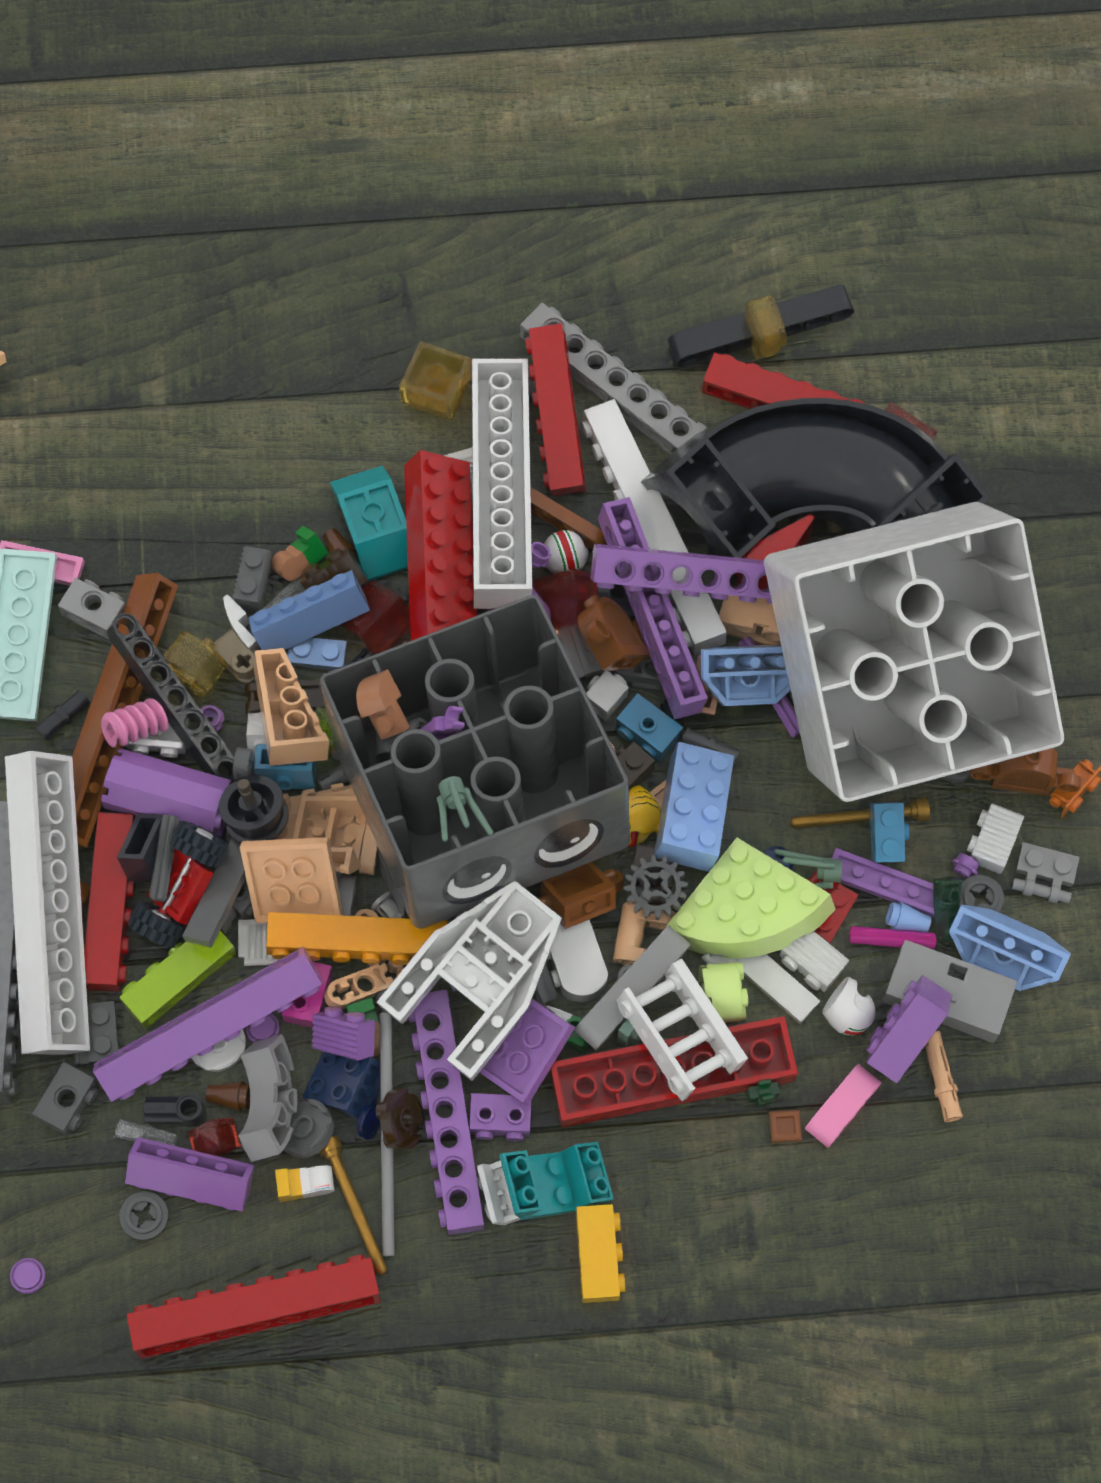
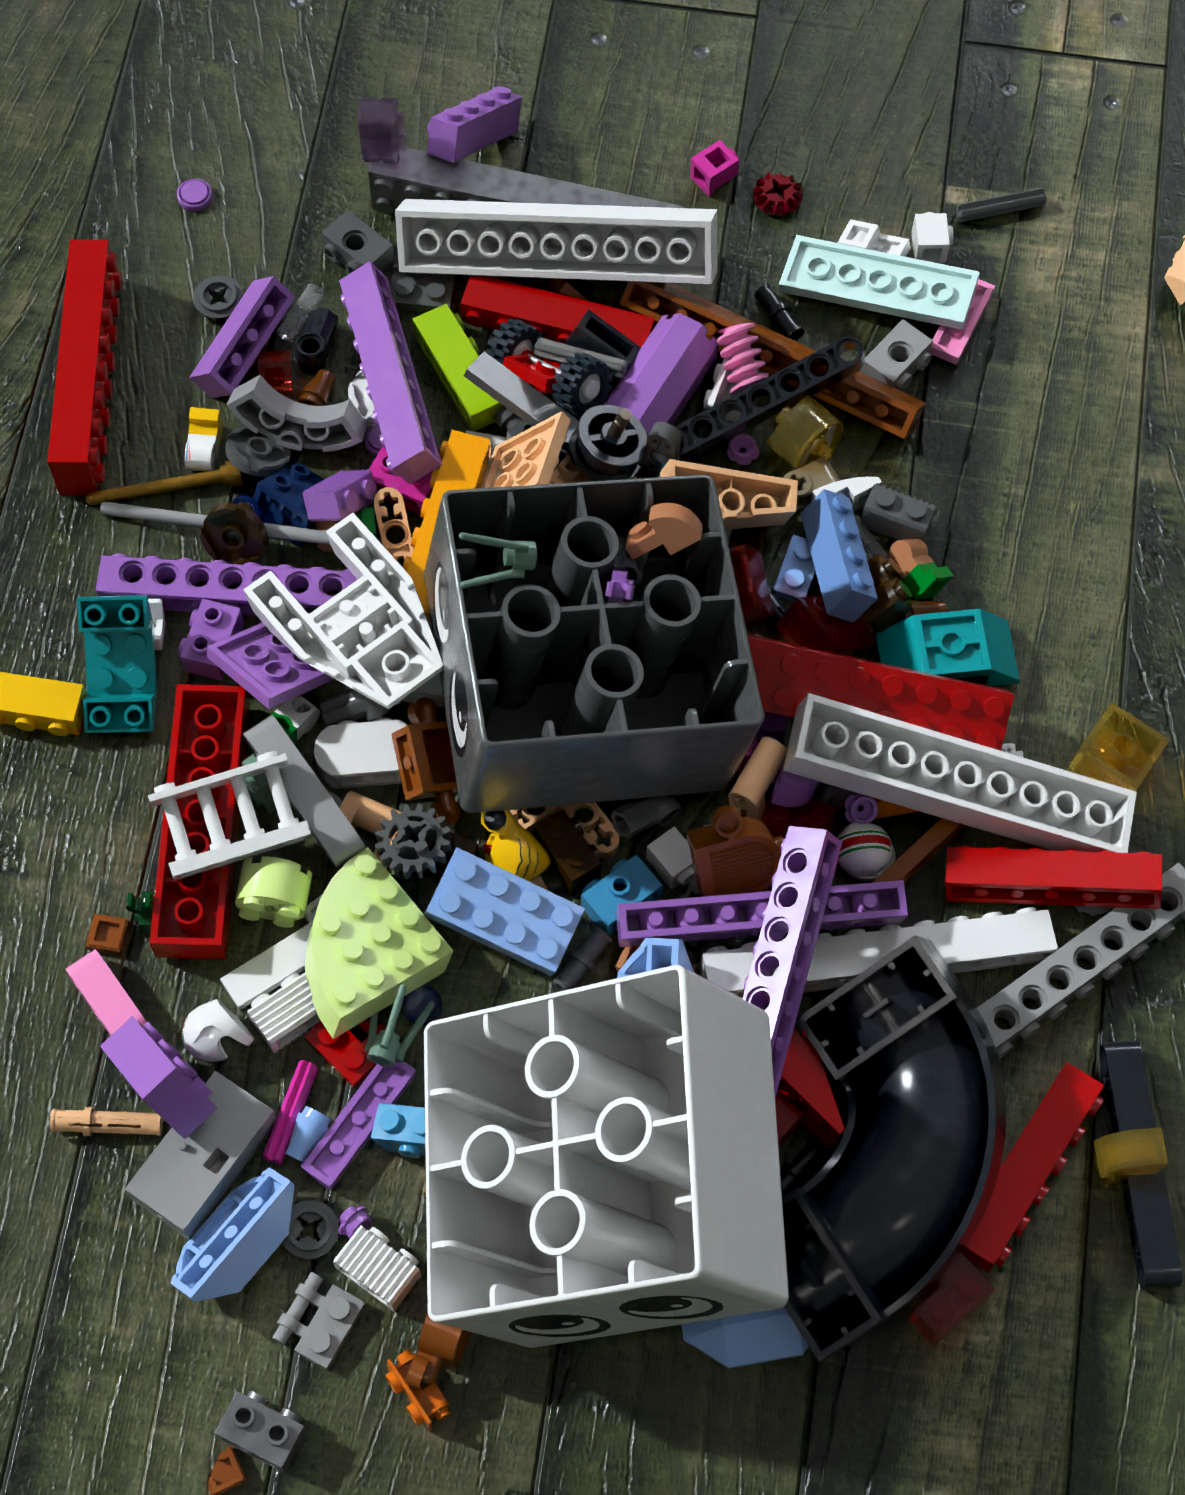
camera: 105 degrees right, 5 degrees down
(946, 903) = (312, 1181): clear green slope -> none

